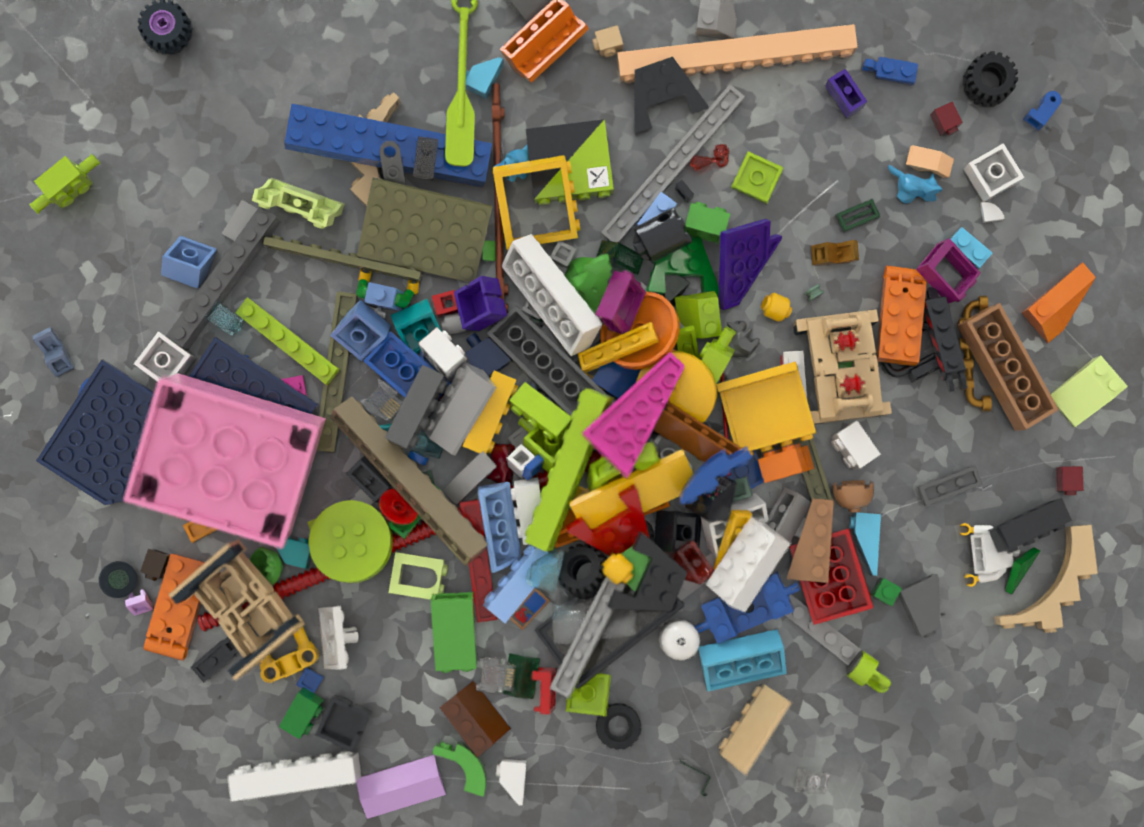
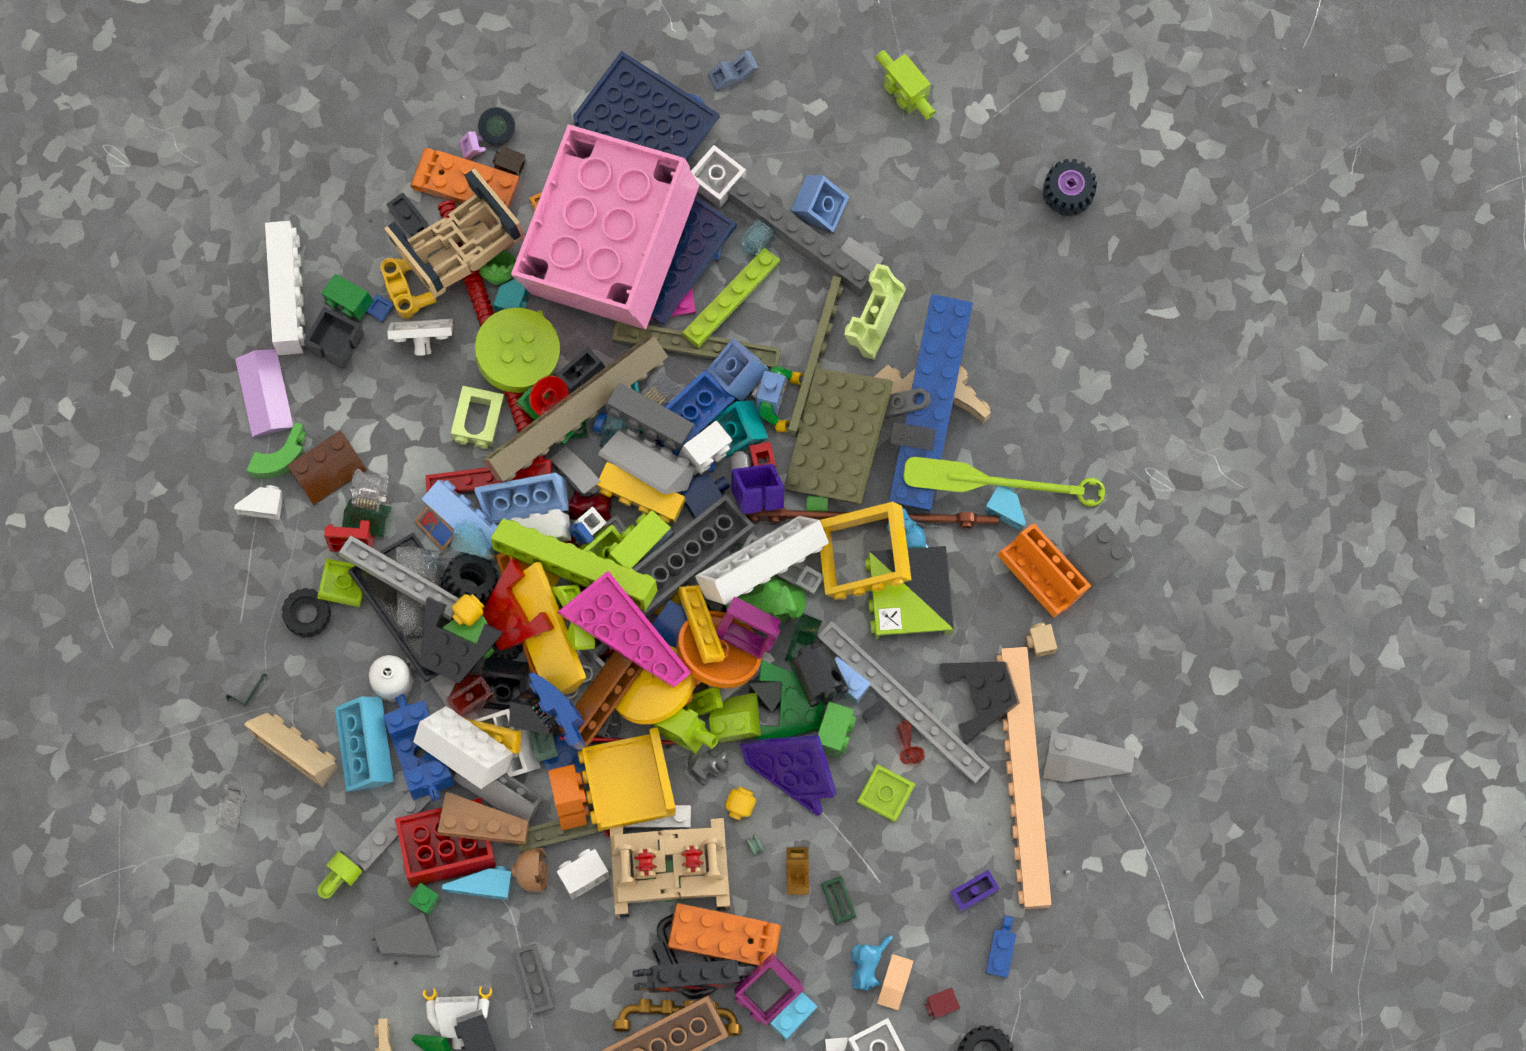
camera: 85 degrees right, 10 degrees down
(454, 632) = (417, 449): bright green brick -> none

